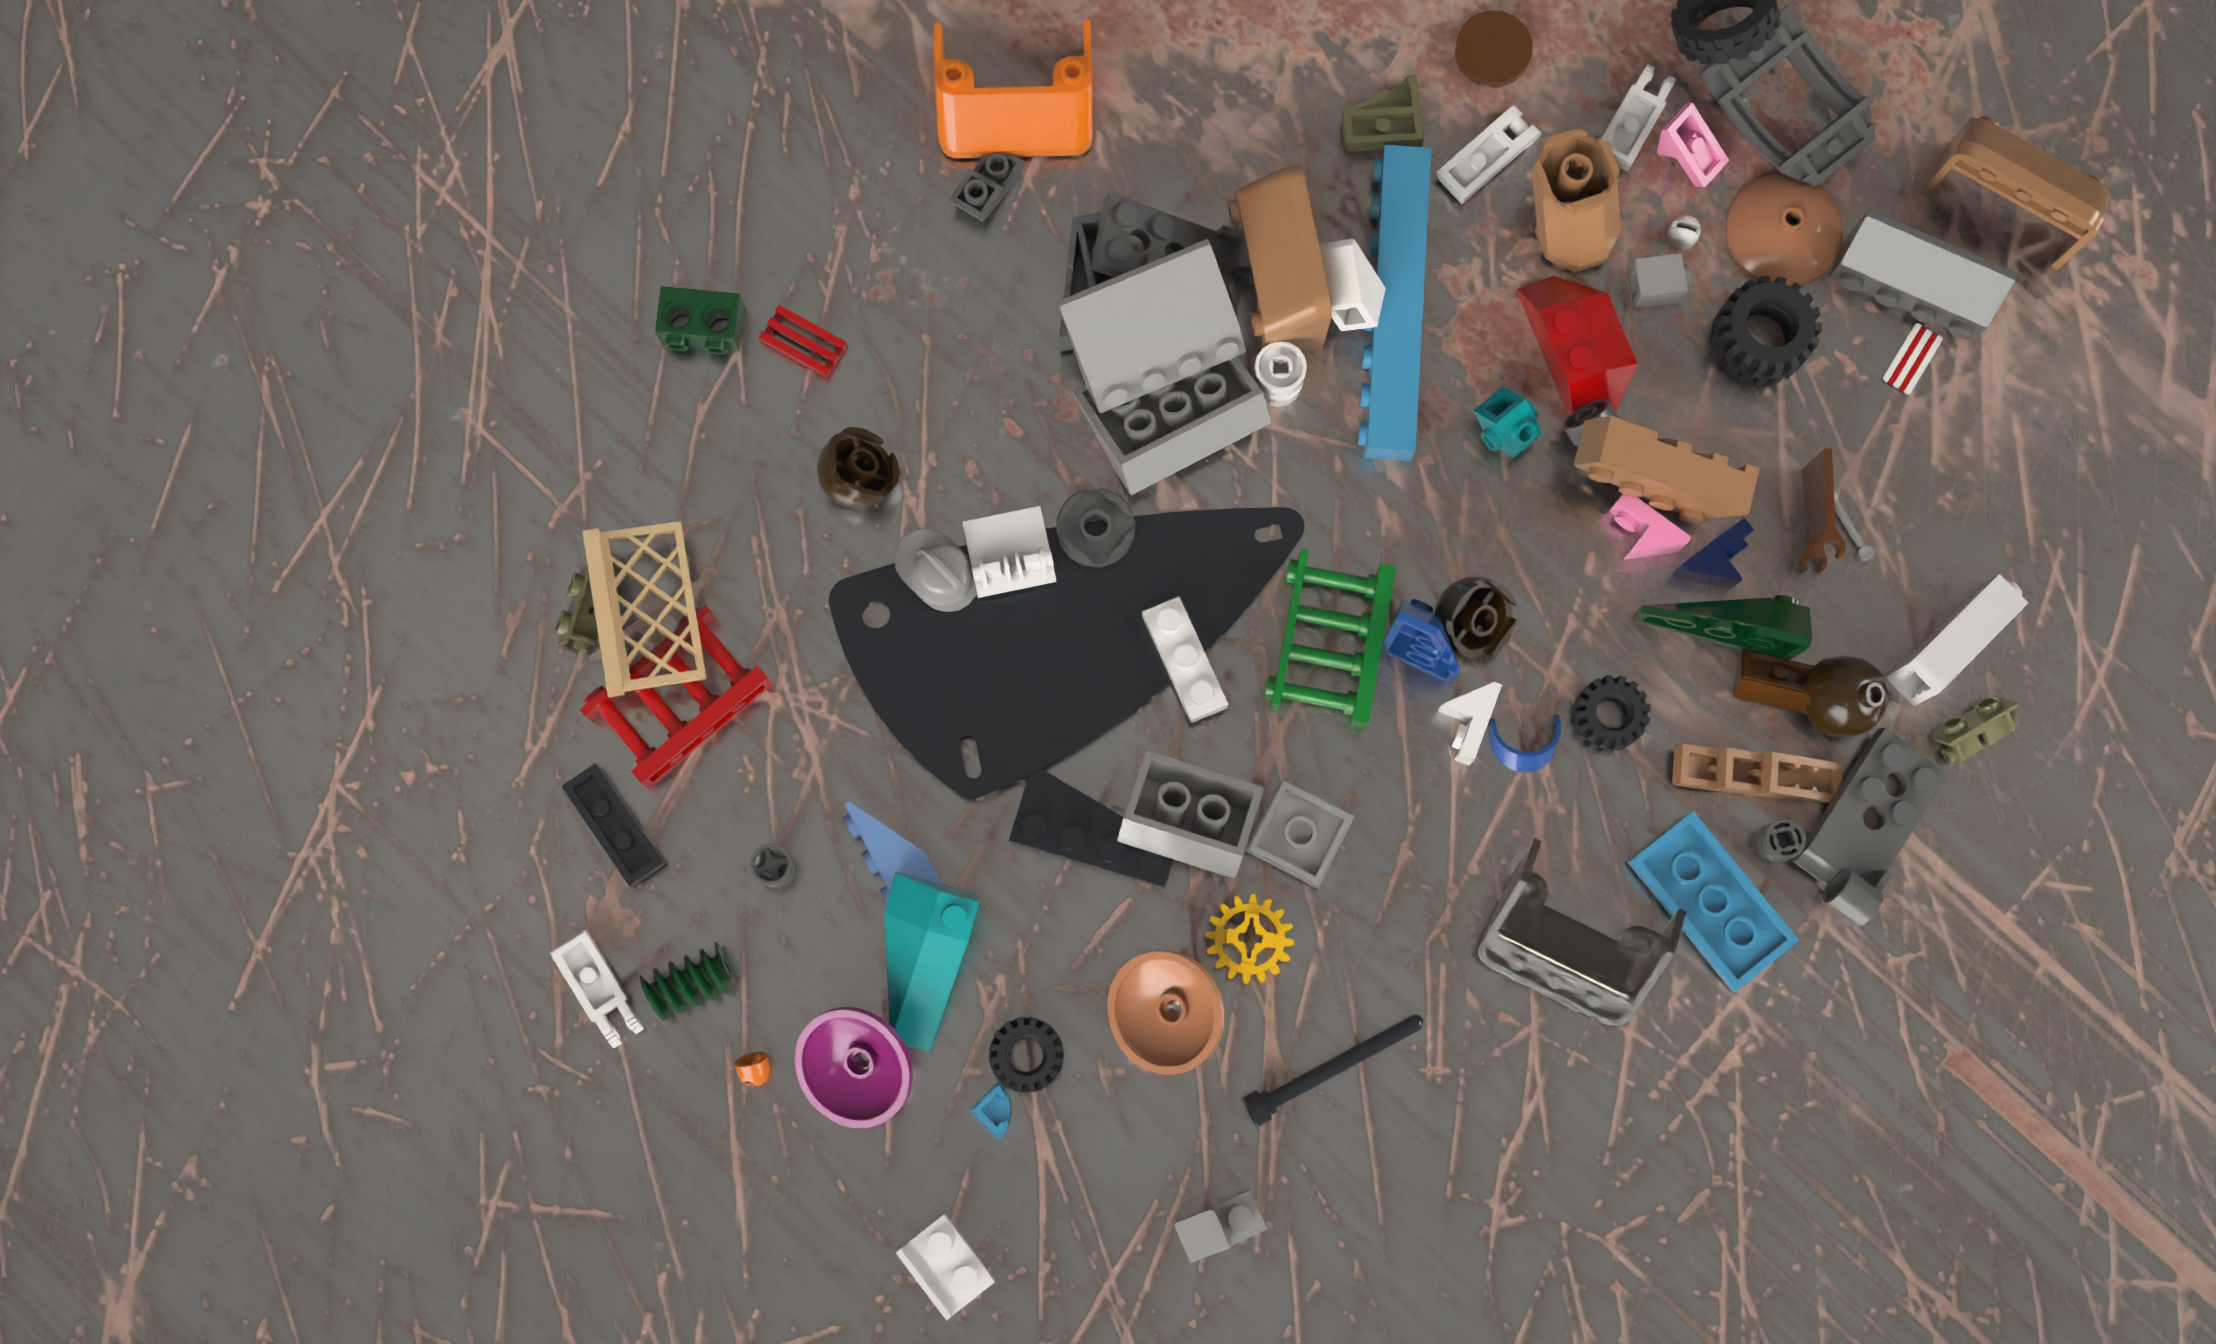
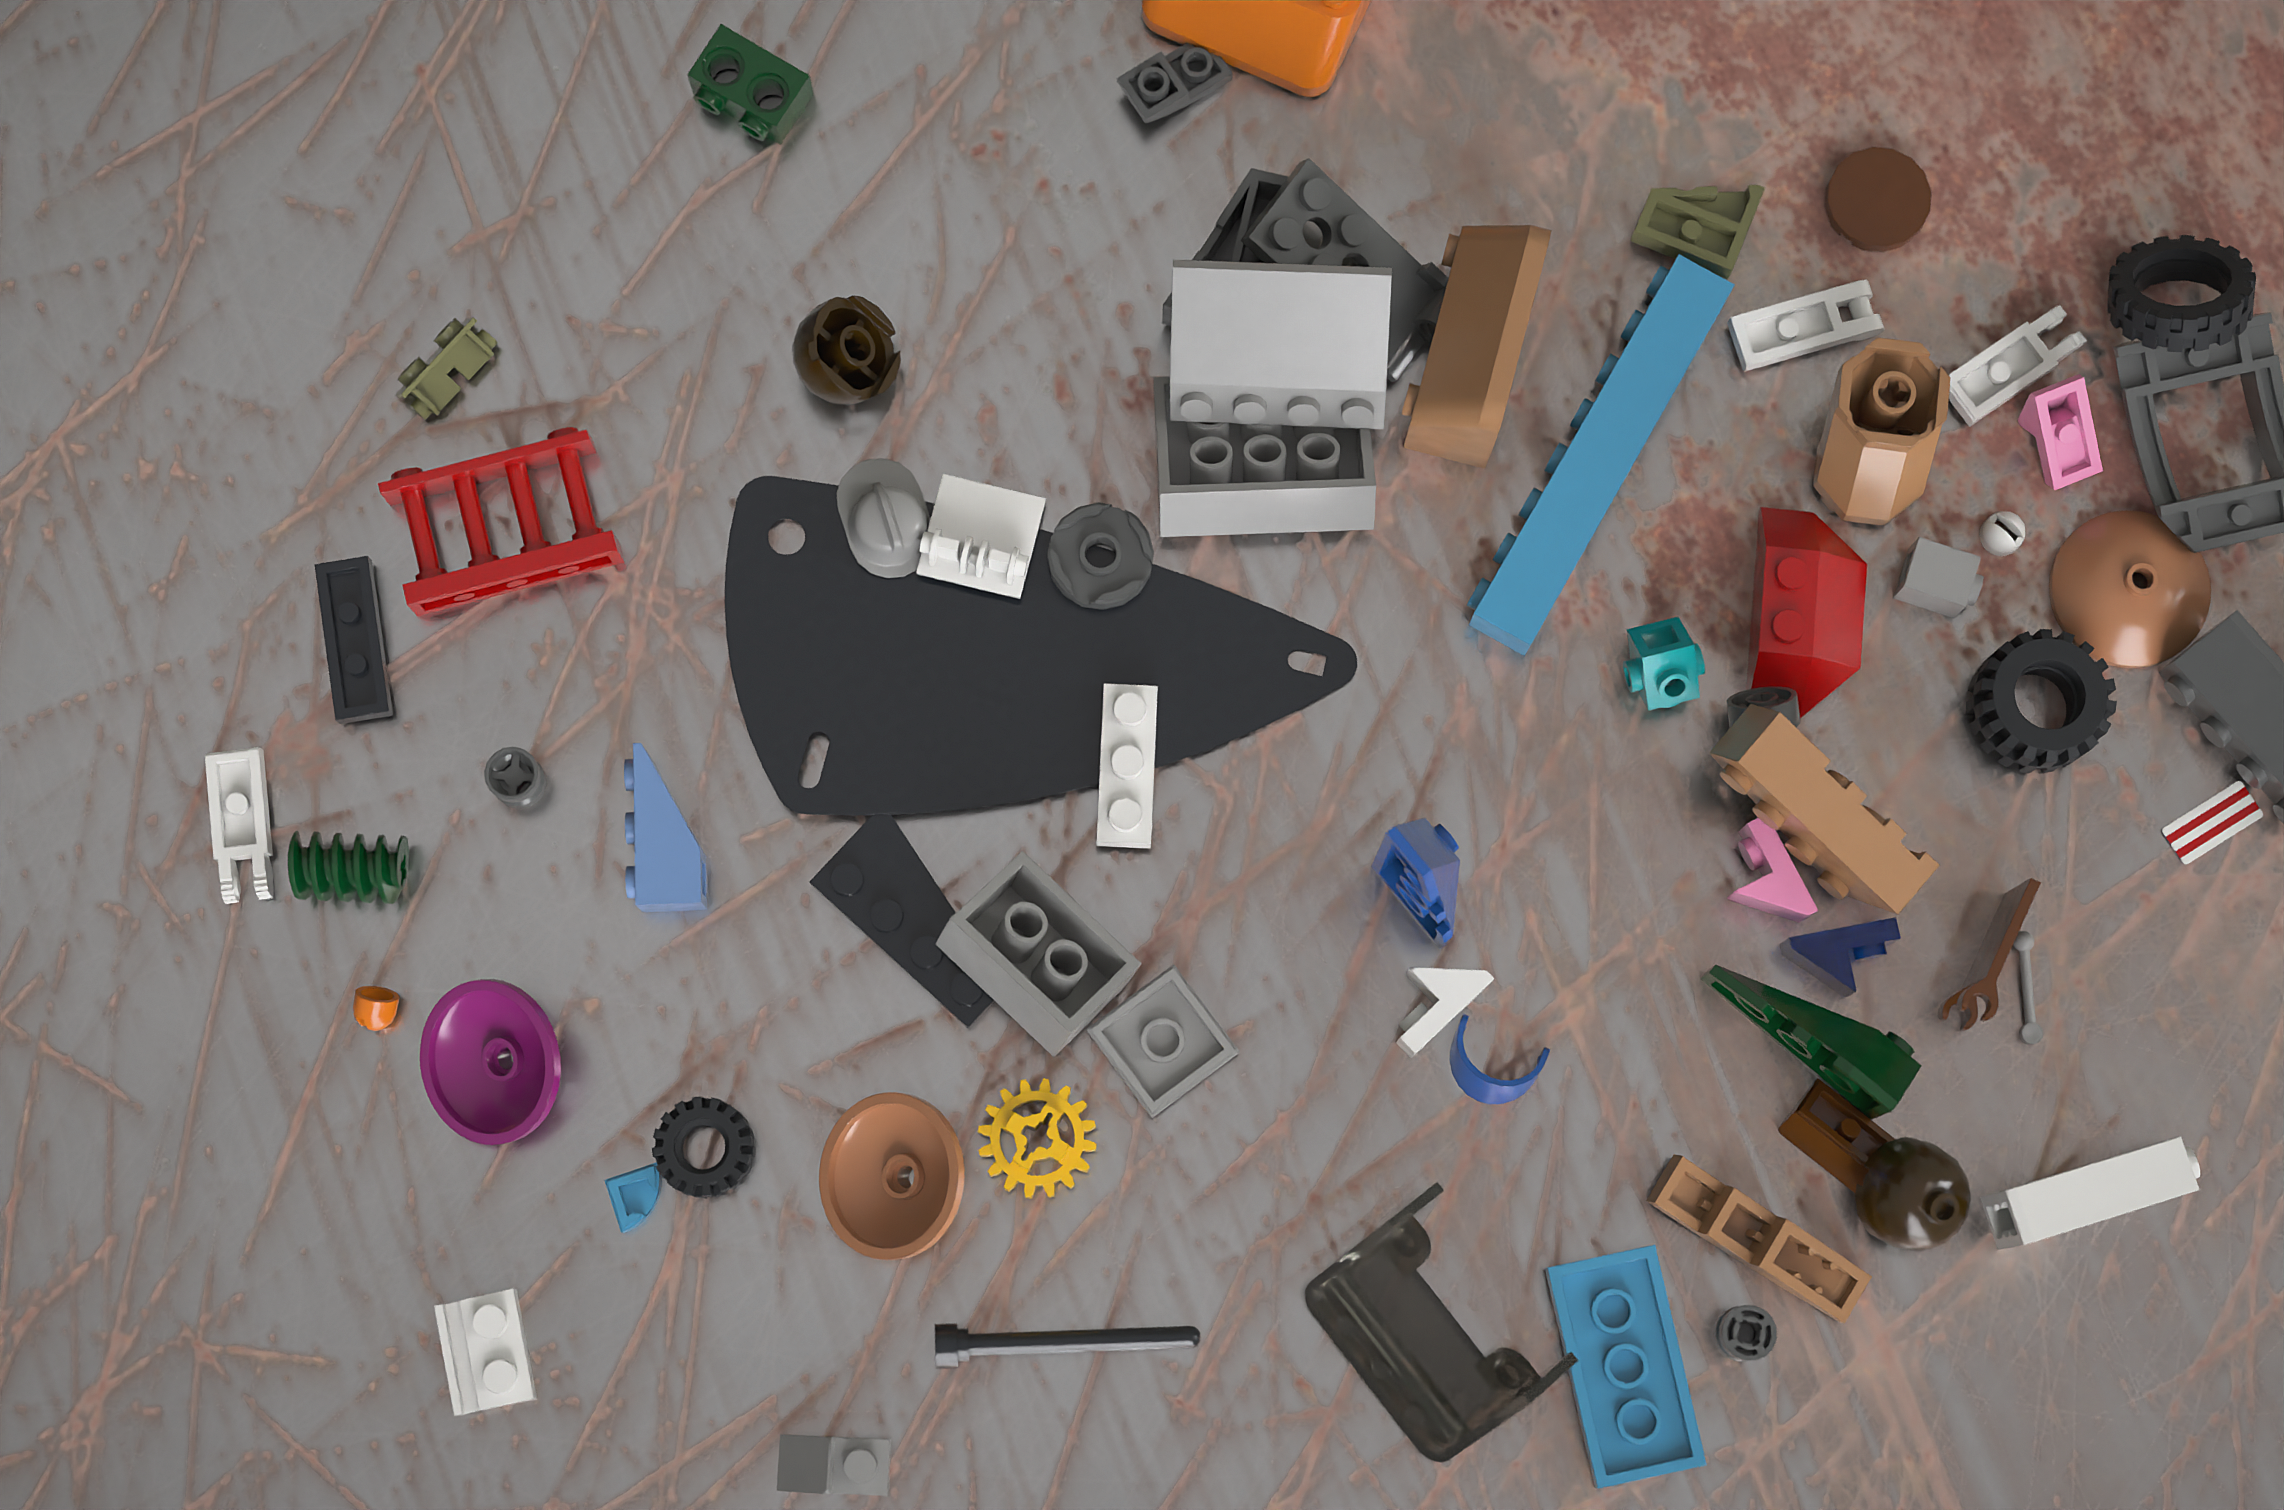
camera: 25 degrees right, 0 degrees up
(607, 609) = (465, 381): tan fence -> none
(774, 324) = (837, 133): red tile -> none
(924, 948) = (643, 958): teal wedge -> none
(1280, 373) = (1411, 474): white wheel -> none
(1352, 285) = (1545, 406): white slope -> none
(1361, 664) = (1337, 873): green fence -> none
(1477, 616) = (1504, 881): dark brown cylinder -> none
(1631, 699) = (1643, 1060): black tyre -> none
(1848, 854) = (1817, 1376): dark grey hinge -> none
(1990, 717) = (2085, 1310): olive hinge -> none

